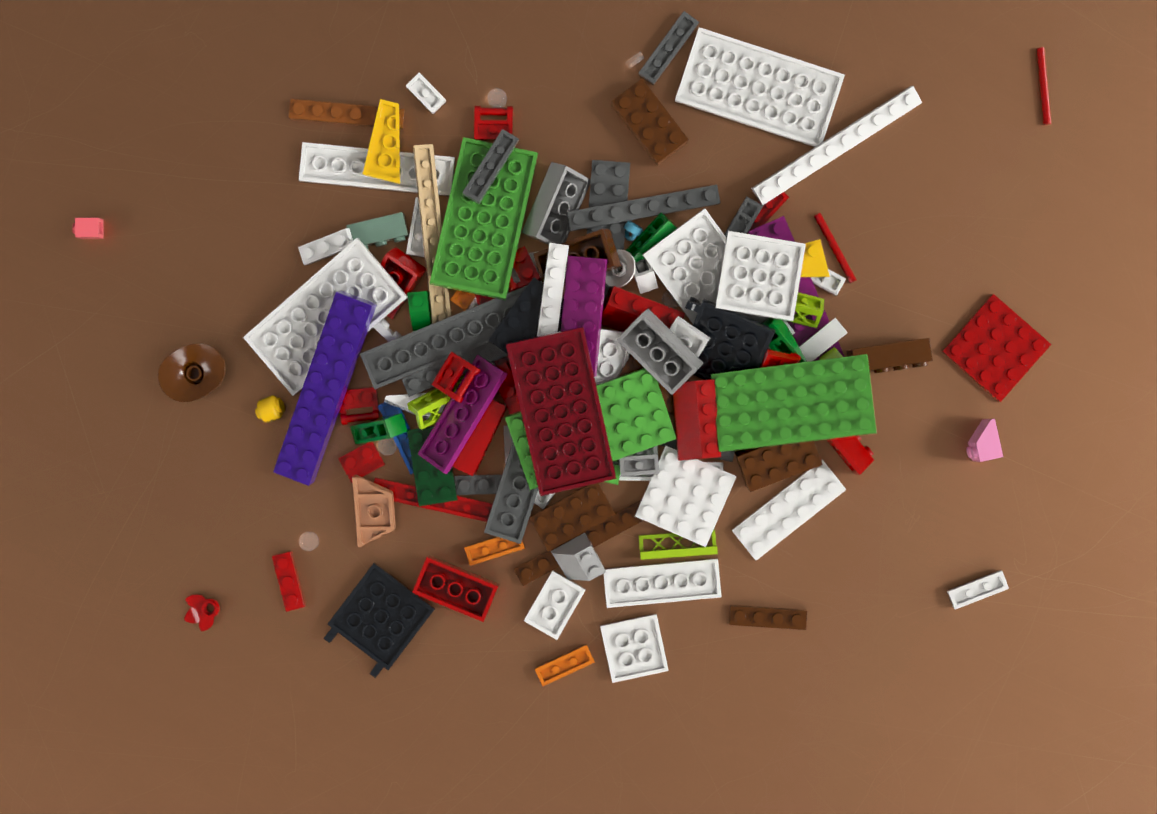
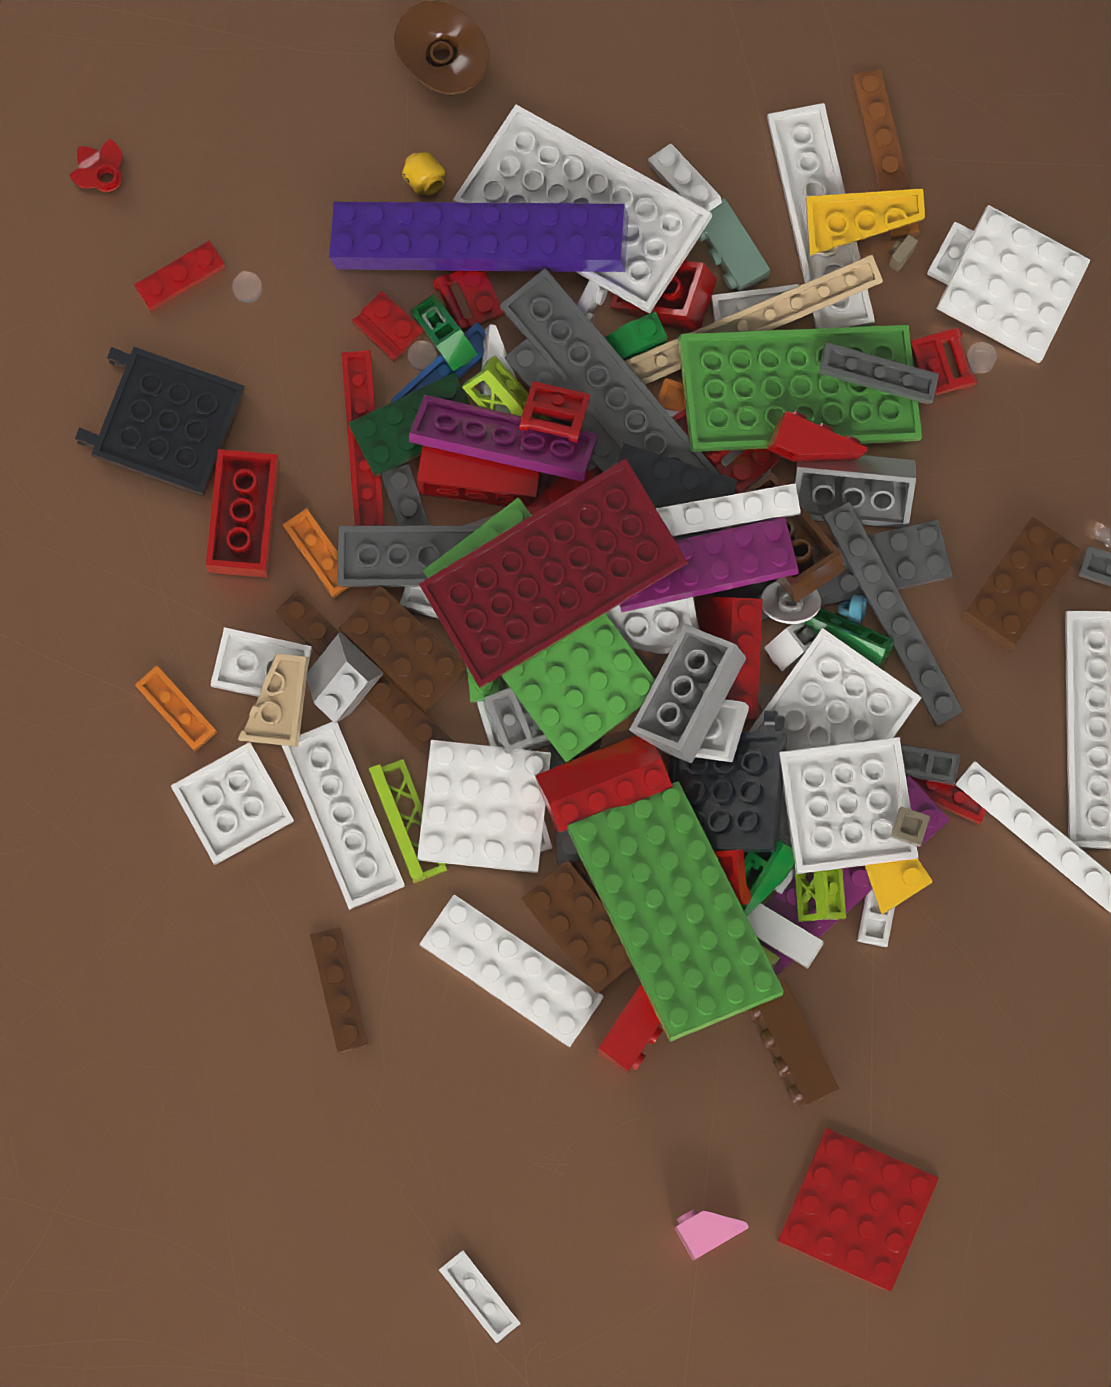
camera: 70 degrees right, 10 degrees down
(372, 510) = (321, 360): nougat wing -> none
(414, 125) = (901, 252): none -> dark tan plate
(457, 62) = (1013, 284): none -> white plate
(520, 229) = (805, 441): none -> red slope
(583, 601) = (280, 705): none -> tan wing
(787, 243) = (910, 826): none -> dark tan plate
(835, 248) = (927, 918): red bar -> none

